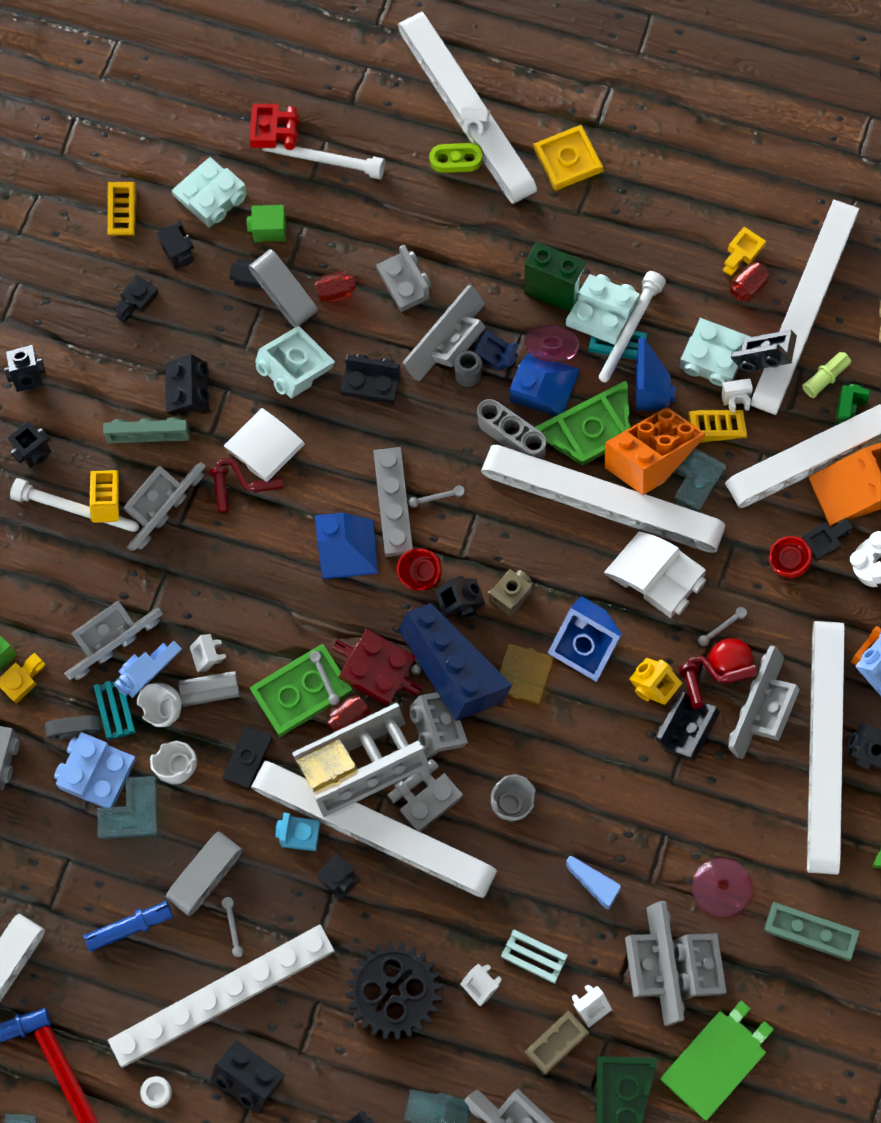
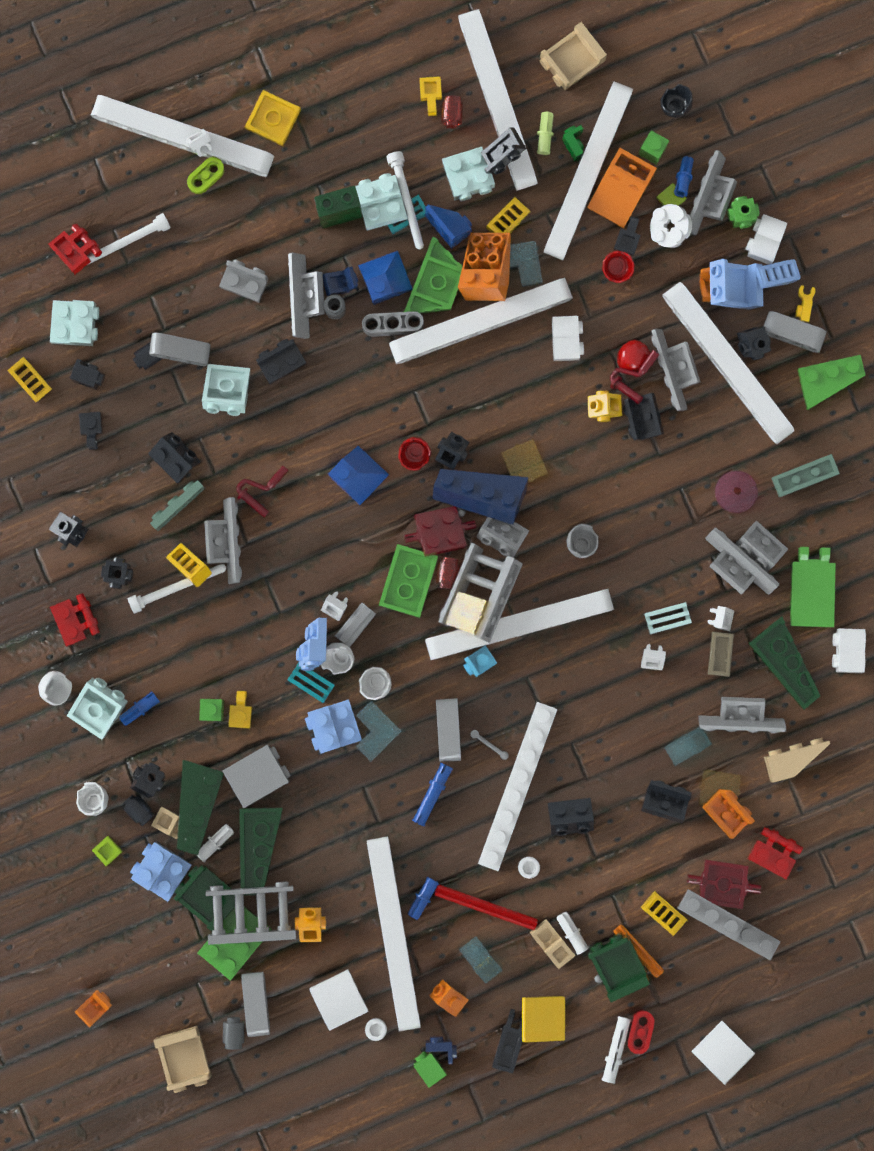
camera: 45 degrees left, 15 degrees up
(72, 727) = (299, 712): dark grey beam -> none
(107, 632) = (268, 644): light grey bracket -> none
(247, 757) = (412, 644): black plate -> none
(264, 445) = (254, 454): white slope -> none
(267, 223) = (129, 314): bright green brick -> none
(315, 658) = (401, 556): light grey hinge -> none
(335, 286) = (207, 320): clear red brick -> none
(338, 877) = (524, 667): black brick -> none
(393, 501) = (360, 424): light grey plate -> none
(415, 1007) = (629, 702): black gear -> none
(428, 804) = (537, 581): light grey plate -> none
(458, 492) = (392, 386): light grey hinge -> none
(508, 600) = (477, 429): dark tan brick -> none
(551, 343) = (369, 249): clear pink dish -> none
(586, 639) = (544, 413): blue slope -> none
(597, 884) = (670, 549): light blue slope -> none
(642, 562) = (537, 341): white slope -> none
(737, 392) = (503, 189): white tile -> none
(739, 614) = (615, 323): light grey hinge -> none

